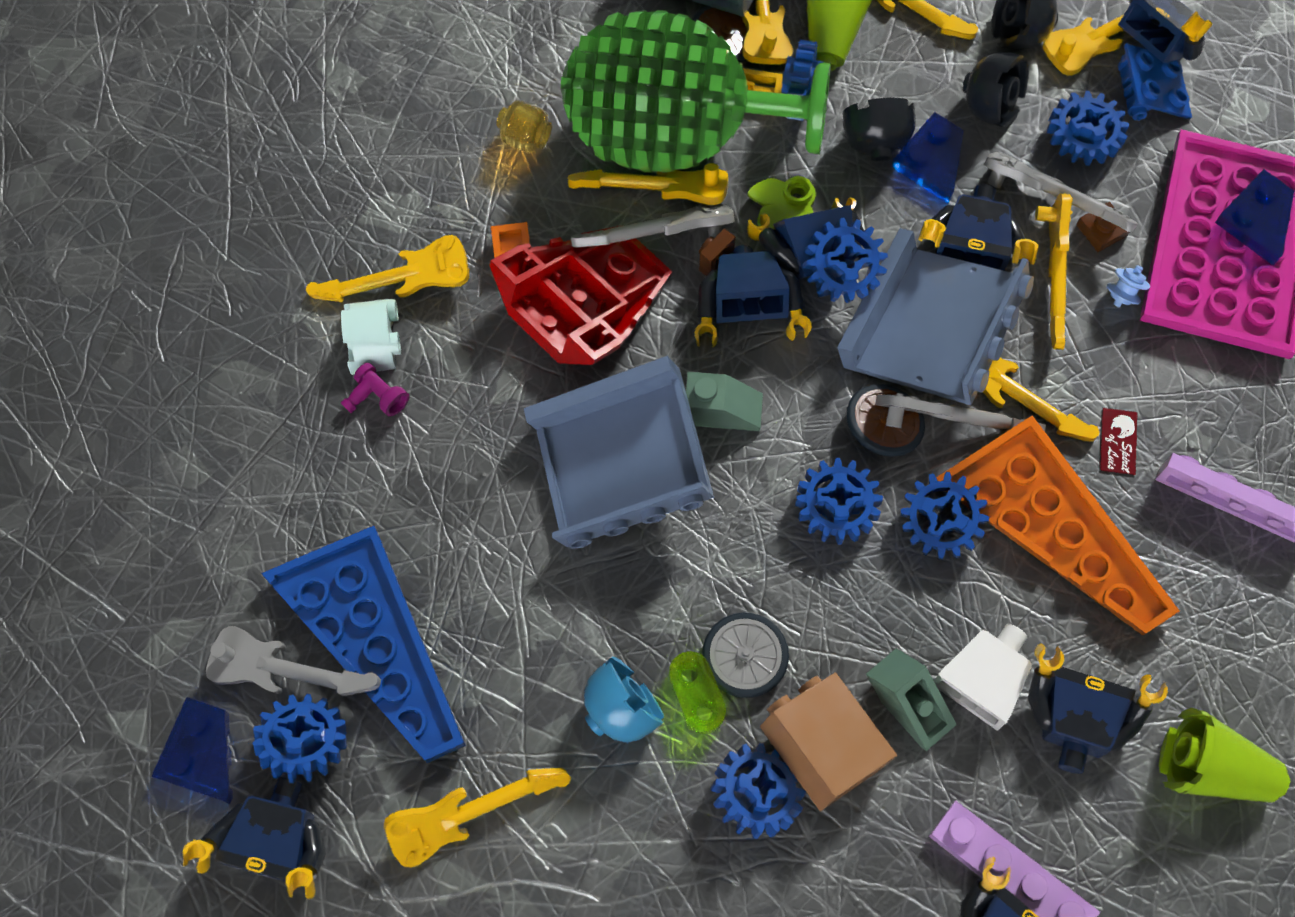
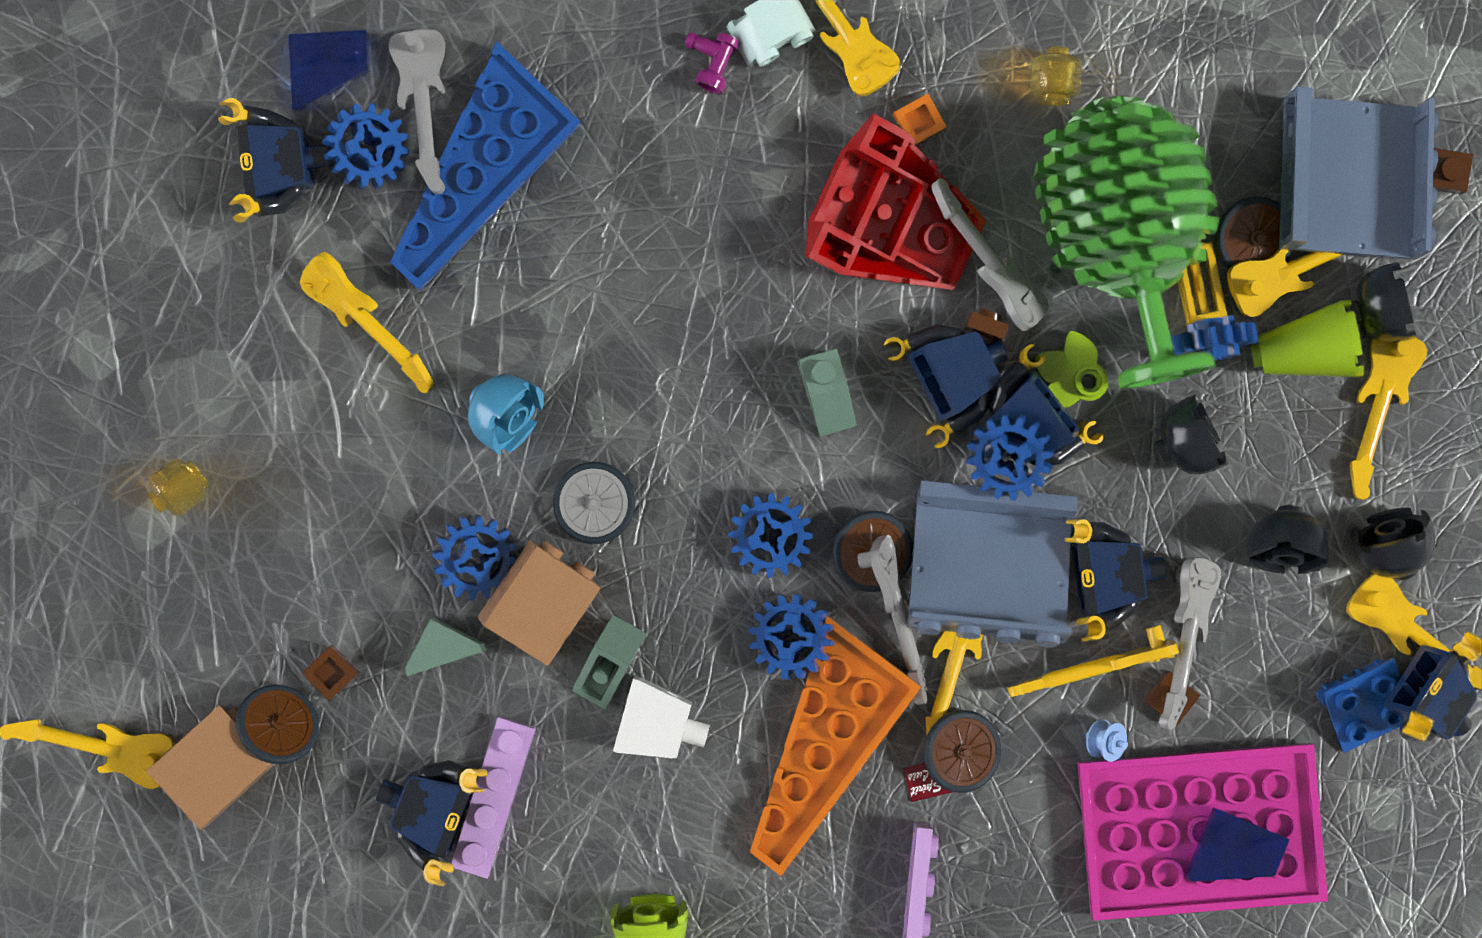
camera: 65 degrees right, 20 degrees up
(620, 453) = (732, 319): sand blue panel -> none
(697, 693) = (542, 472): clear neon green plate -> none
(700, 186) = (1054, 287): yellow piece -> none
(838, 864) = (441, 645): none -> sand green slope
(932, 157) = (1189, 502): clear blue wing -> none
(1086, 711) = (654, 818): torso -> none
(1087, 128) = (1266, 659): blue gear -> none
(1101, 410) = (962, 751): none -> reddish brown wheel

